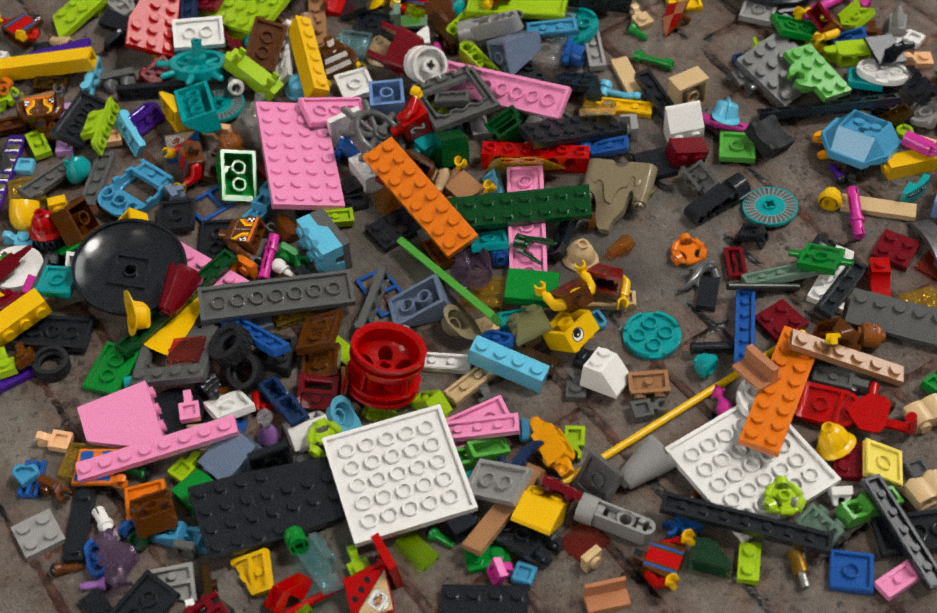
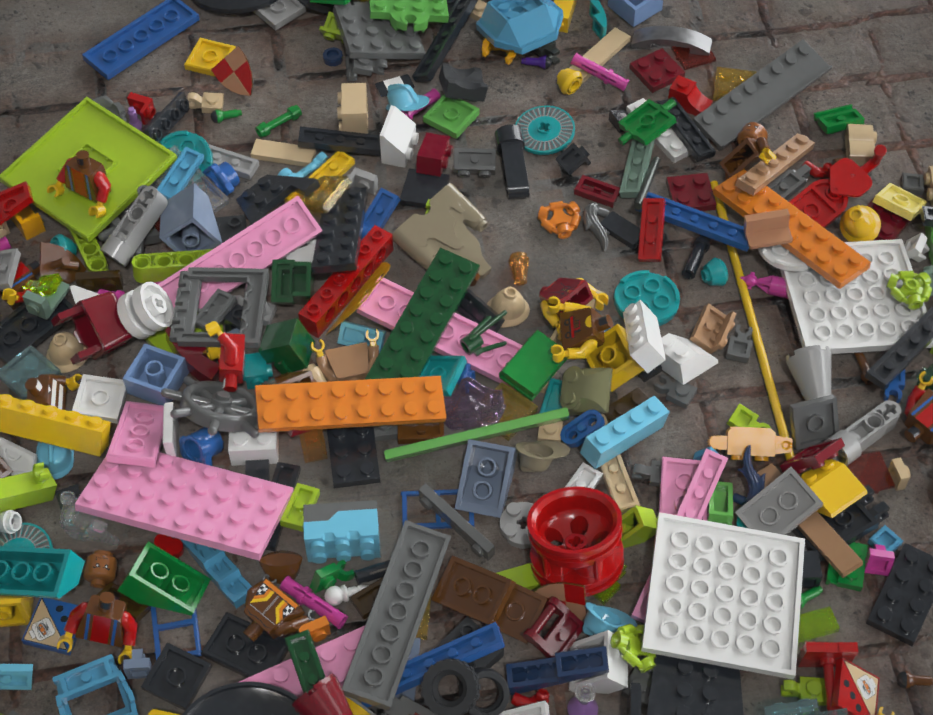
camera: 65 degrees left, 5 degrees up
(596, 334) = (643, 336): none -> white brick
(715, 306) = (651, 230): none -> red plate
(745, 106) = (383, 85): none -> black sticker

